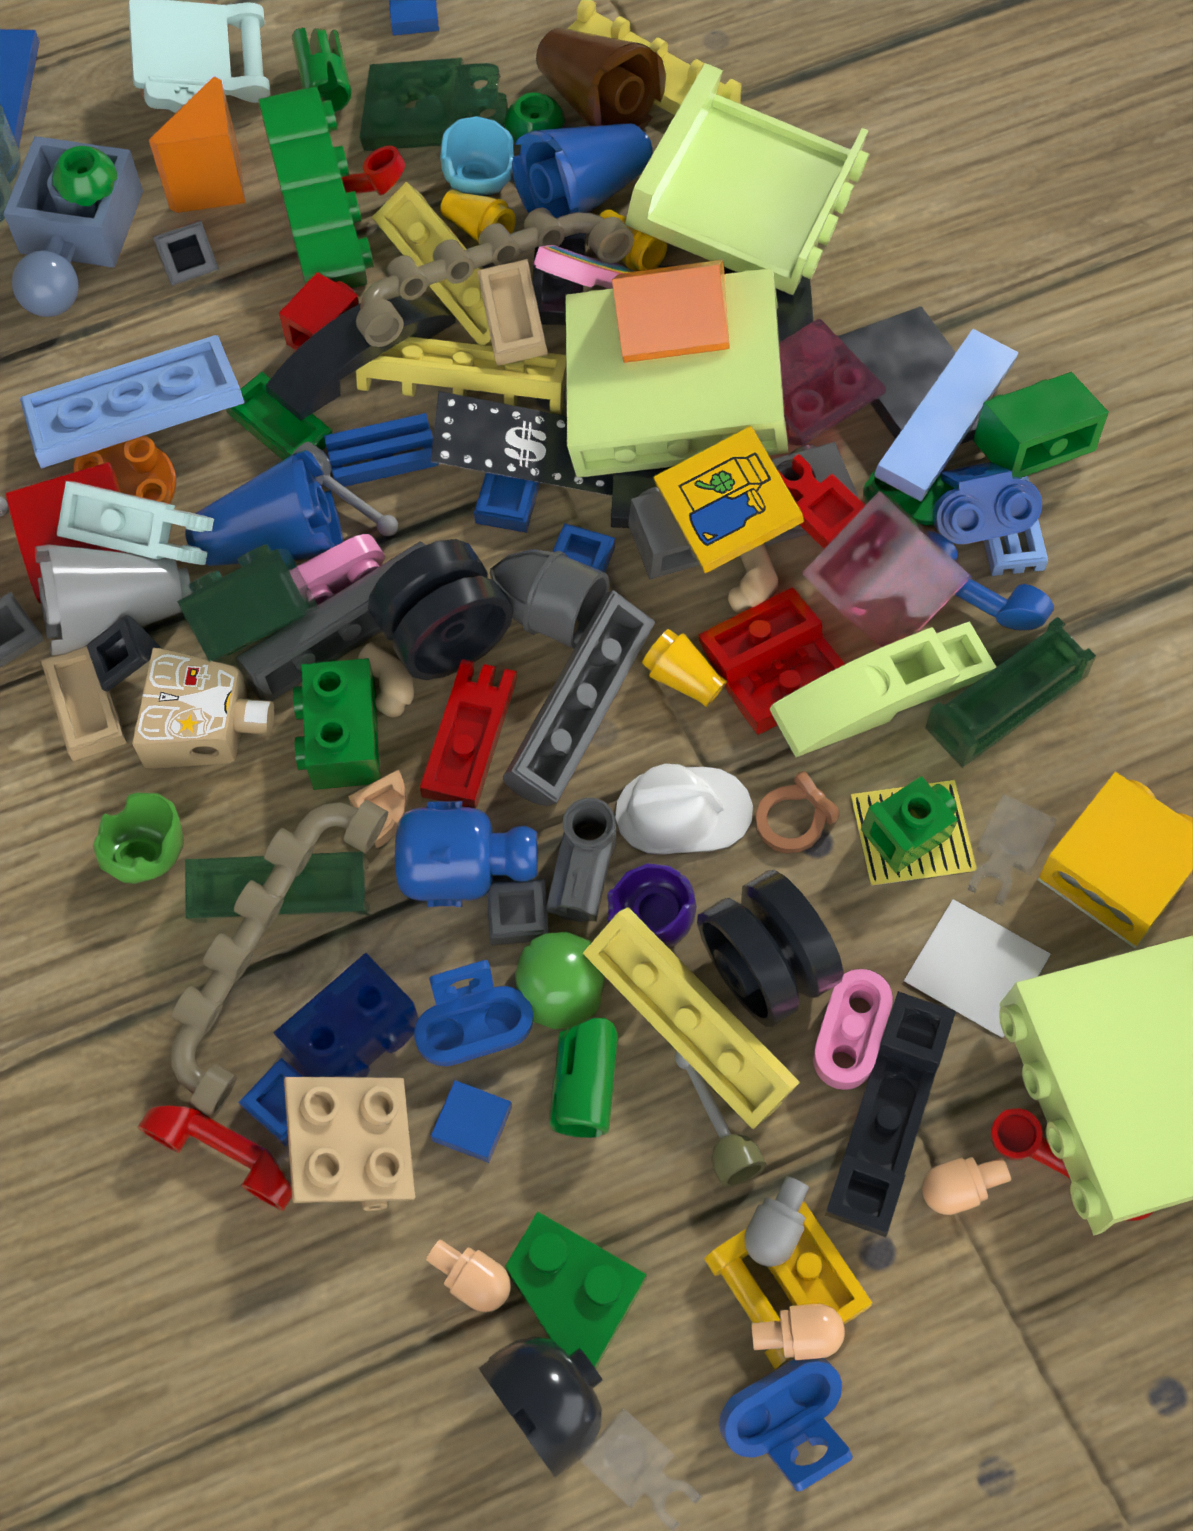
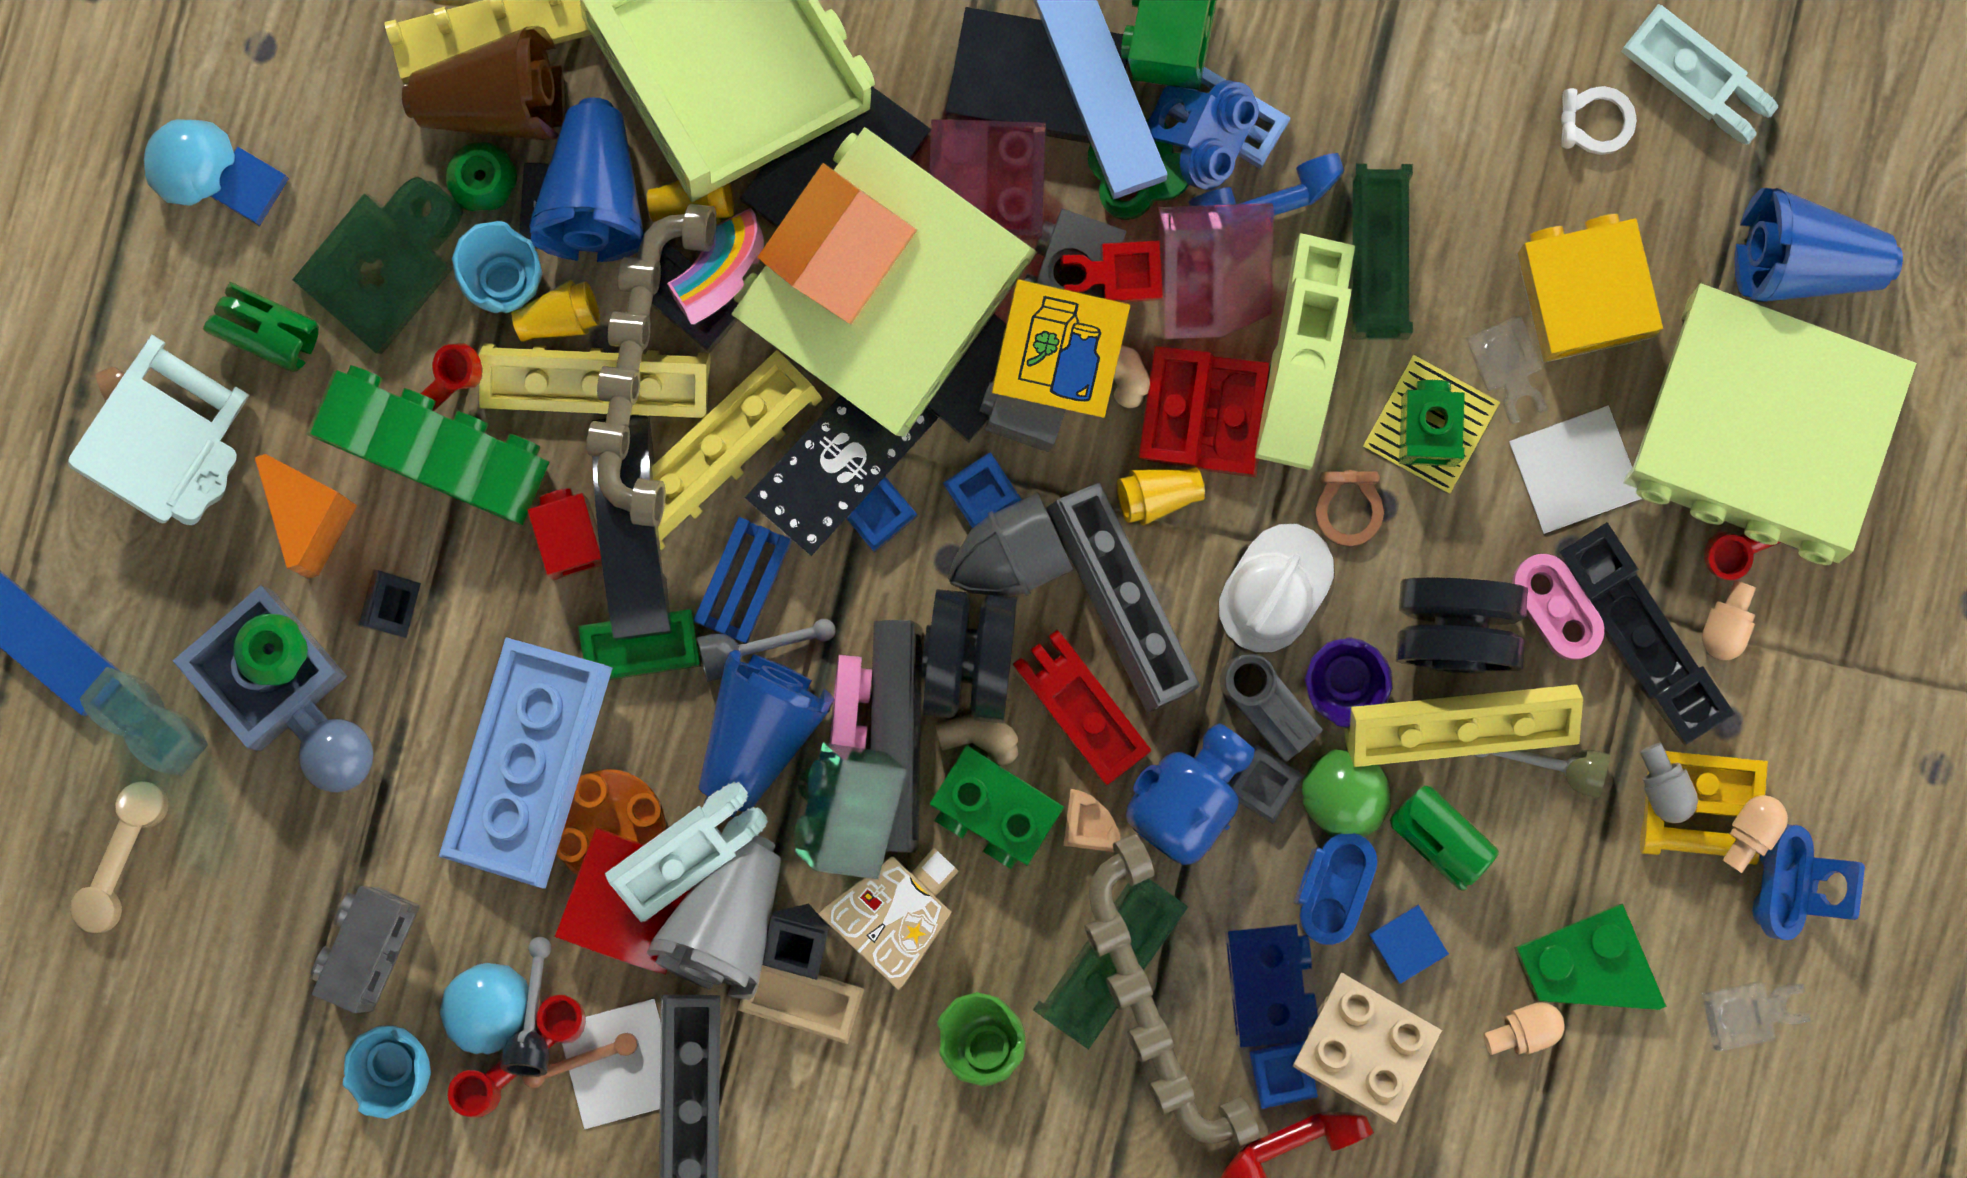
camera: 50 degrees left, 20 degrees up
(512, 312) = (708, 371): tan tile -> none
(548, 1397) = (1666, 1043): black cylinder -> none

